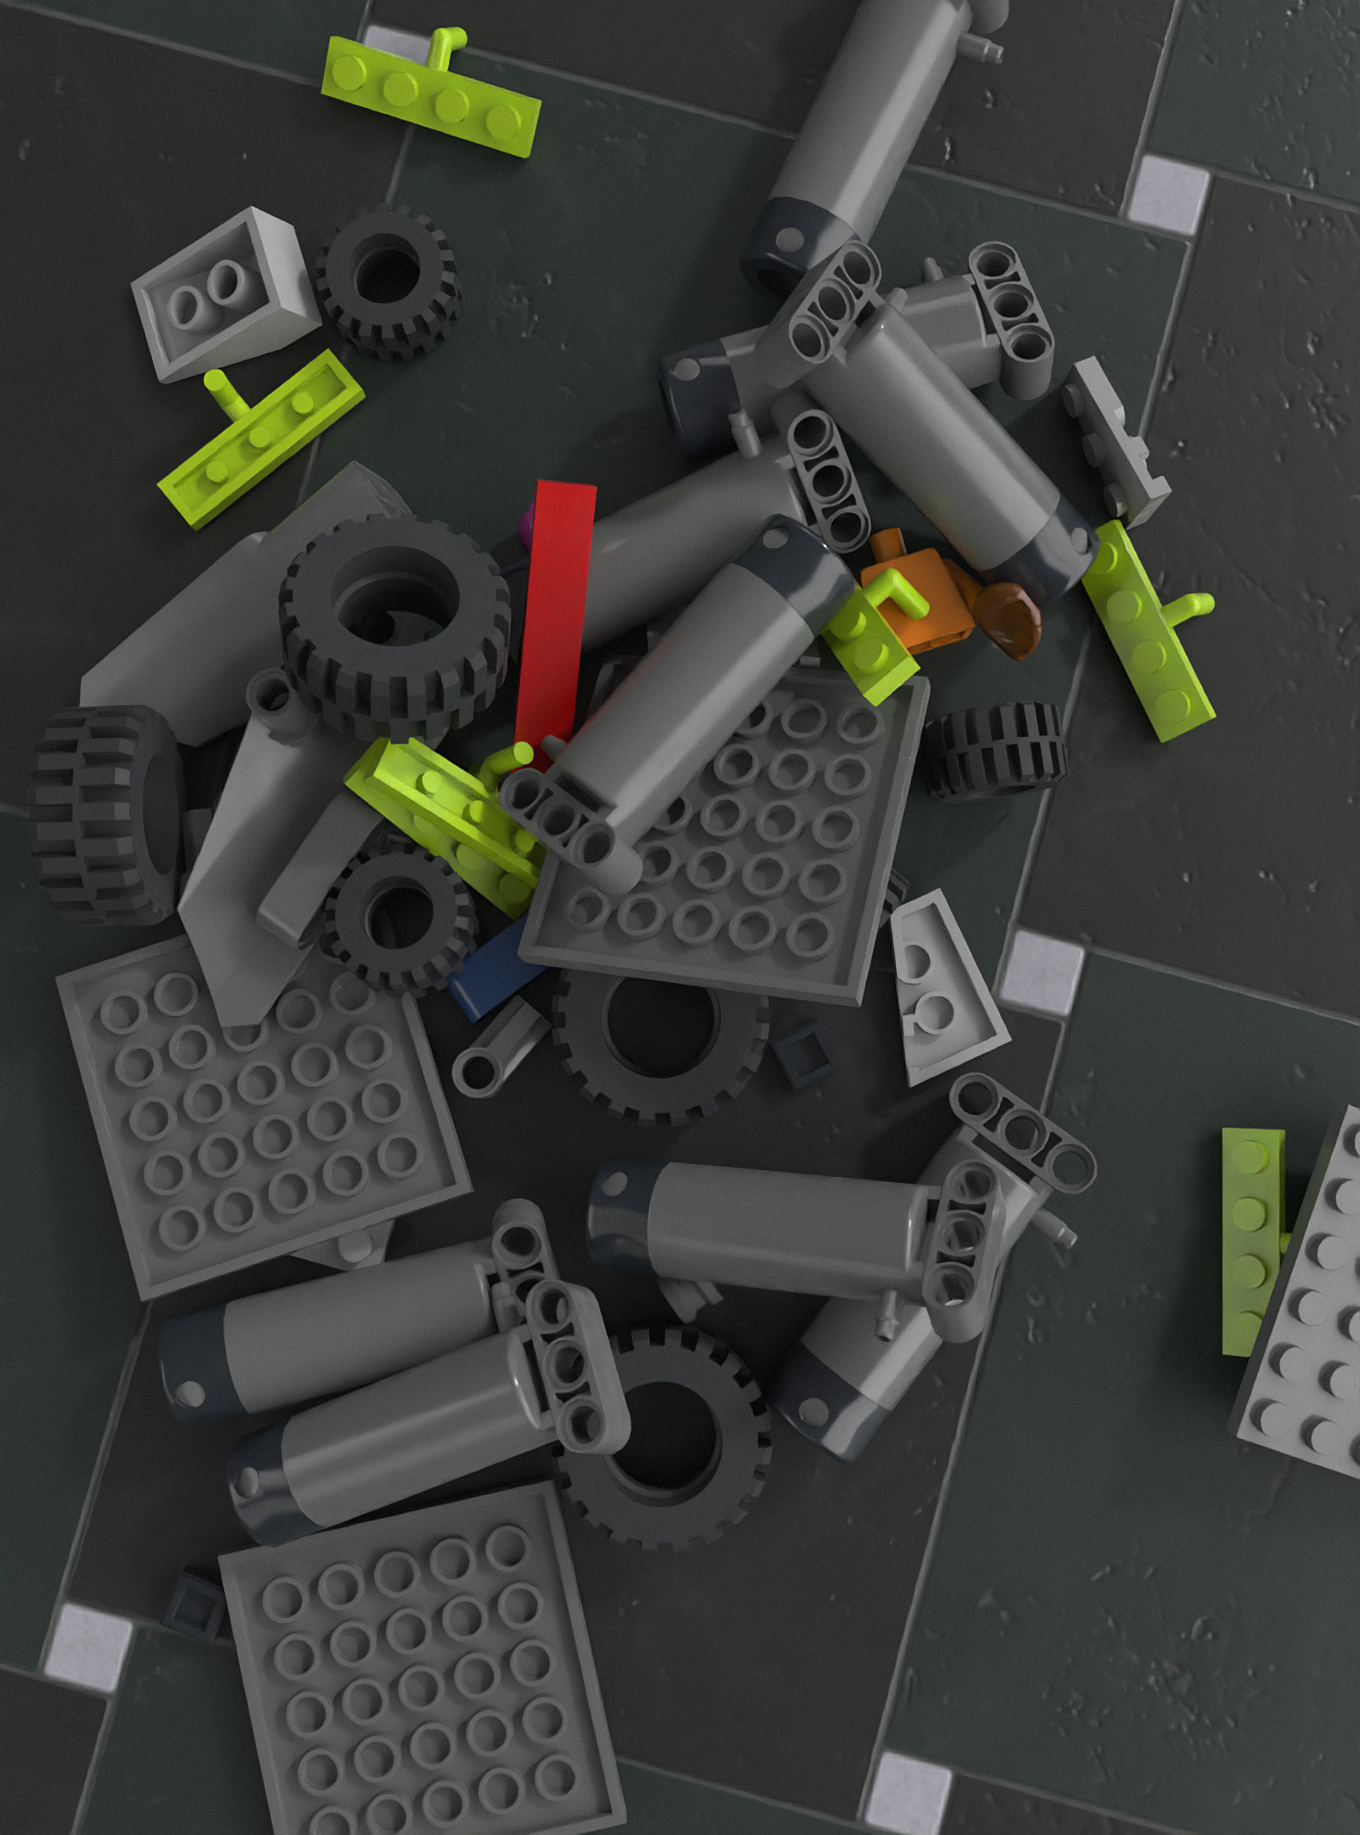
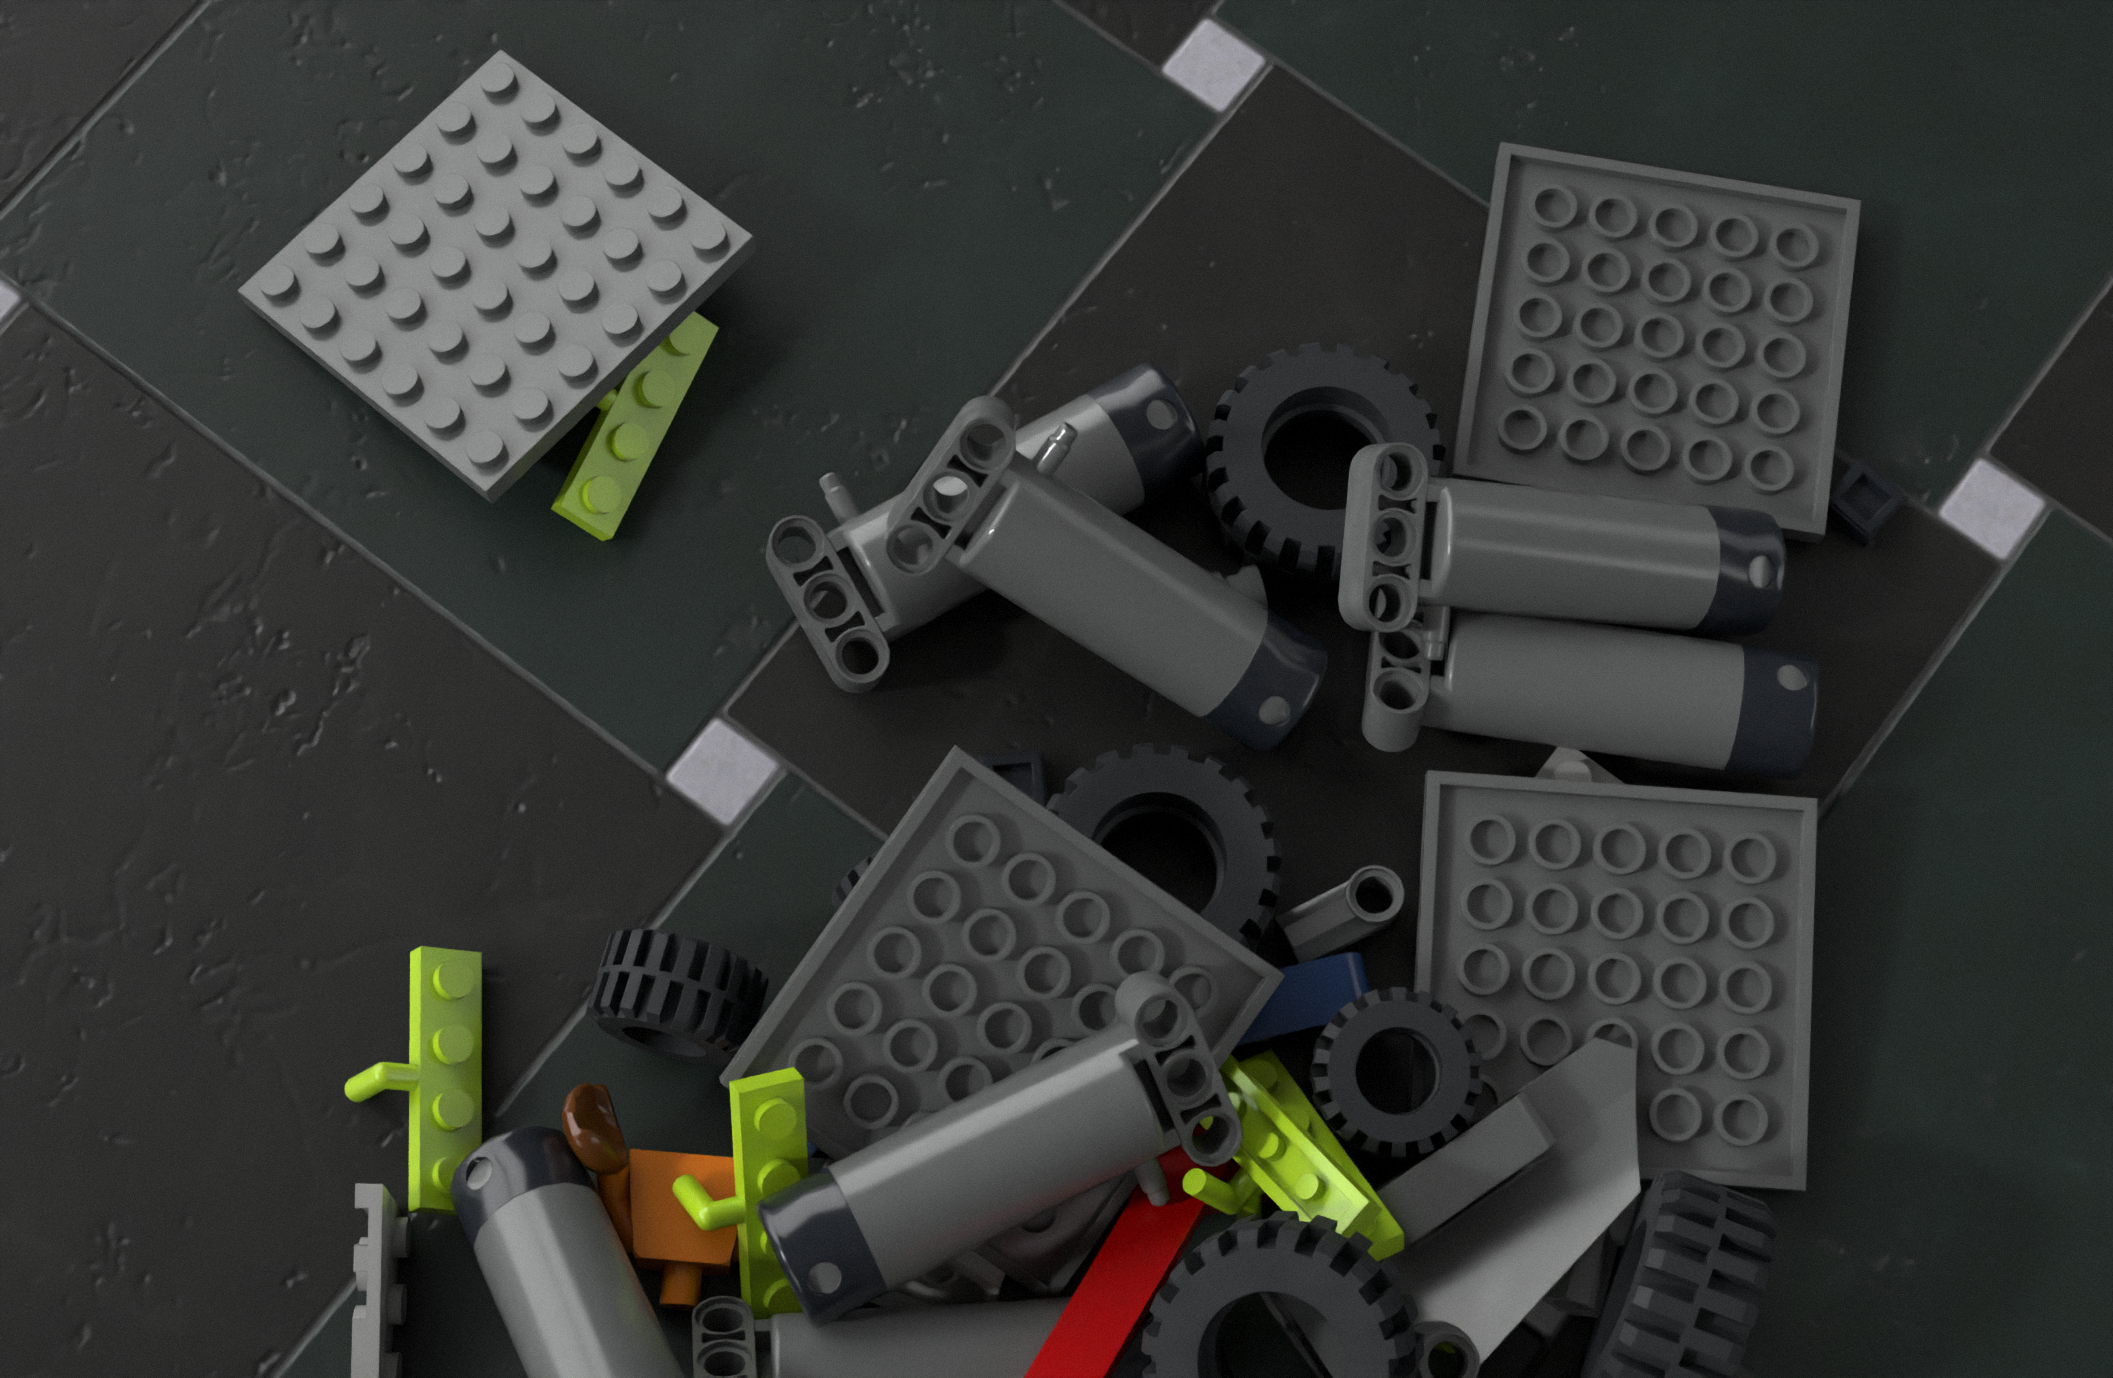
camera: 165 degrees left, 15 degrees down
(939, 990) = (843, 786): light grey wing -> none

